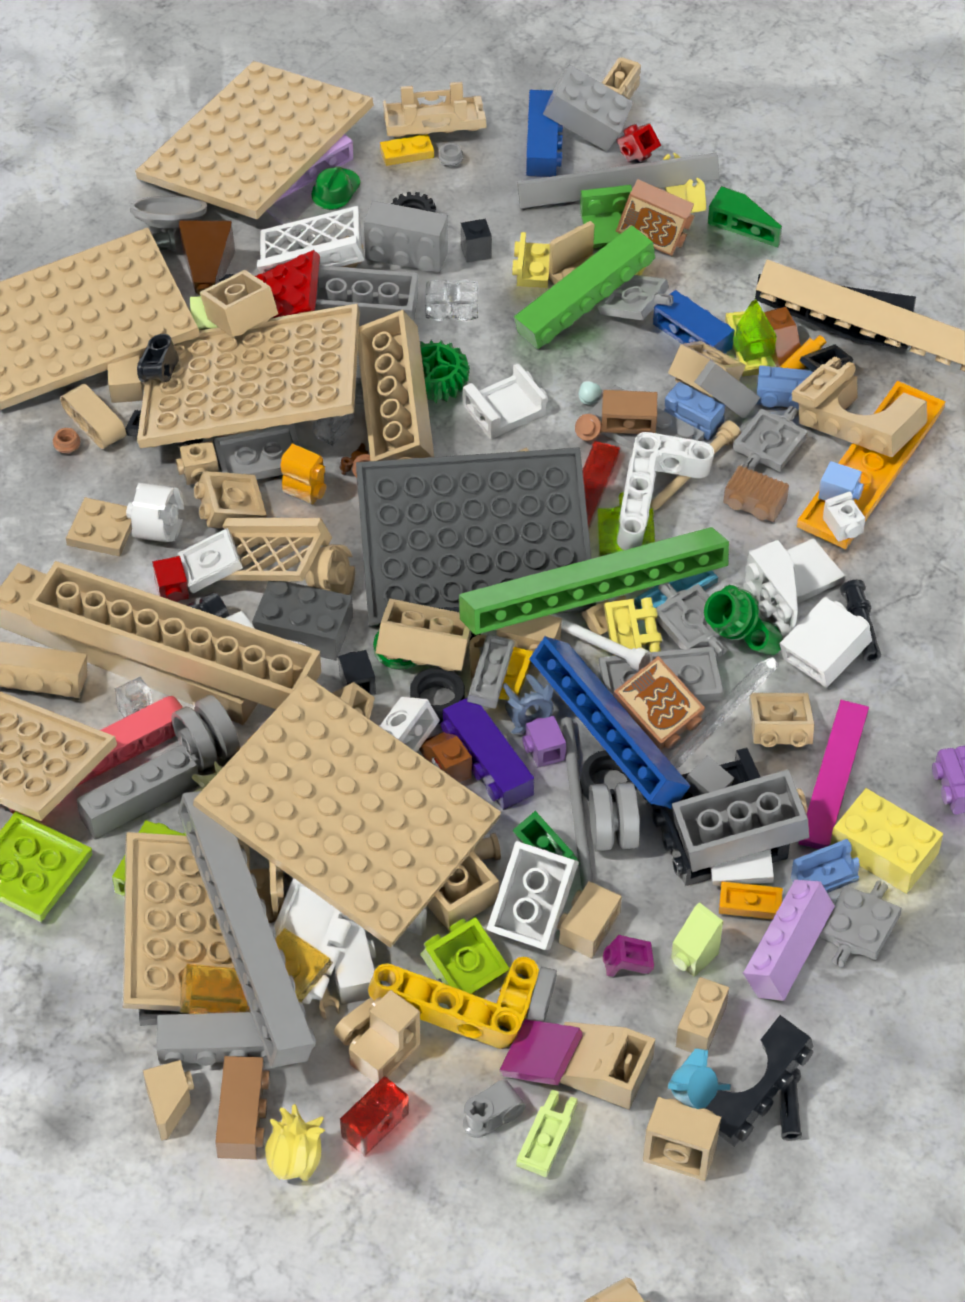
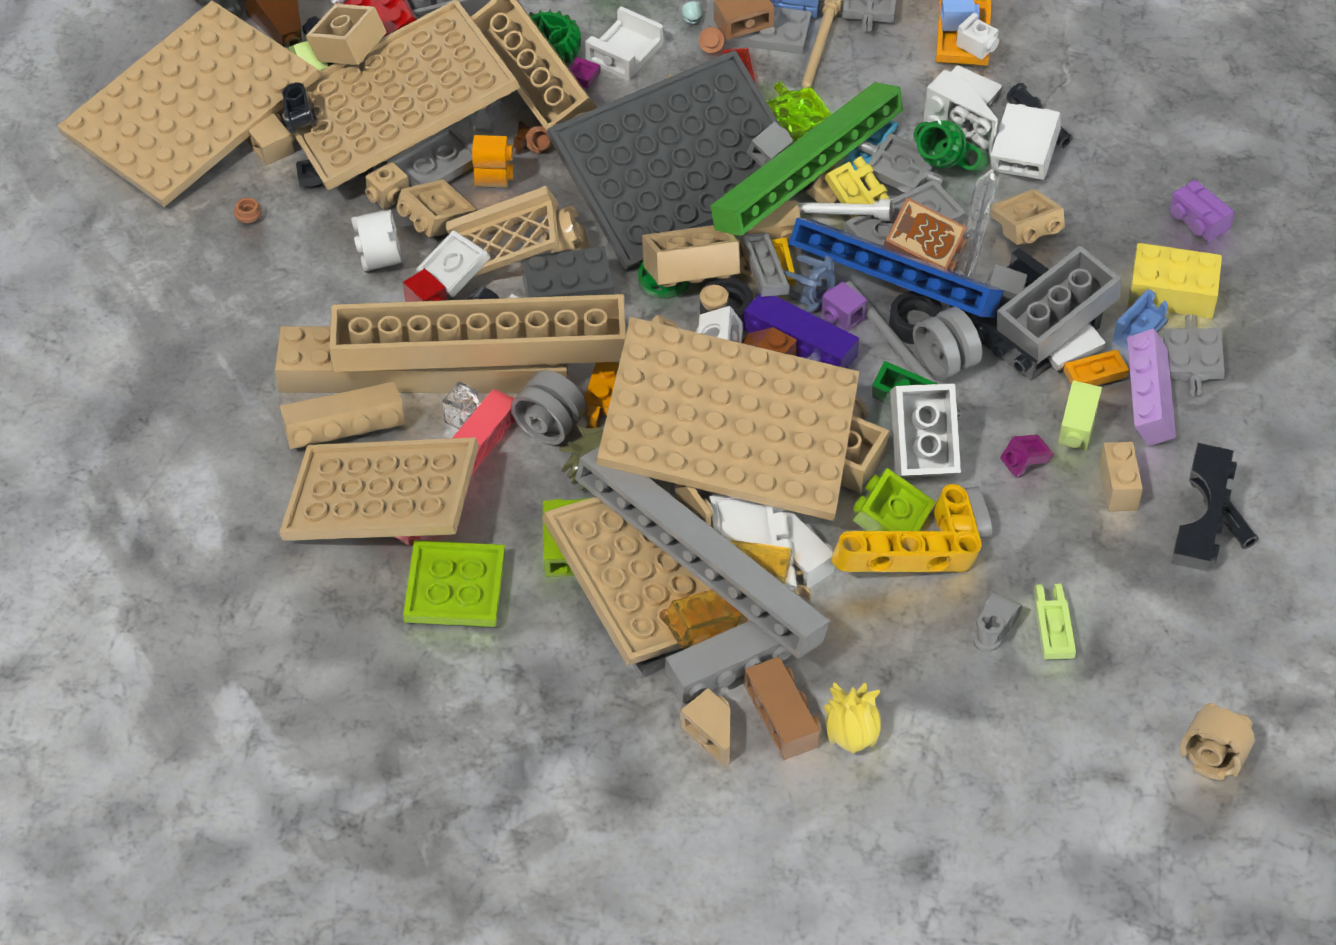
camera: 25 degrees left, 0 degrees up
(93, 416) = (260, 180): tan beam -> none
(100, 527) = (328, 272): tan plate -> none
(137, 792) = (515, 481): light grey brick -> none
(354, 1023) = (837, 594): tan beam -> none
(358, 669) = (644, 306): black brick -> none
(374, 1116) = (902, 666): clear red brick -> none
(389, 1040) = (873, 597): tan brick -> none
(421, 685) = (713, 297): none -> tan plate
(448, 416) = (585, 71): none -> magenta plate
(541, 1052) = (1008, 558): magenta tile -> none
(564, 551) = (769, 143): none -> light grey brick
(589, 919) = (977, 435): tan brick -> none
(609, 1062) = (1061, 544): tan slope -> none
(651, 454) = (786, 48): white beam -> none
(681, 1138) = (1172, 577): tan brick -> none
(695, 1082) = (1151, 532): medium azure piece -> none
(756, 494) = (887, 45): medium nougat brick -> none
(834, 773) = (1092, 232): dark pink tile -> none

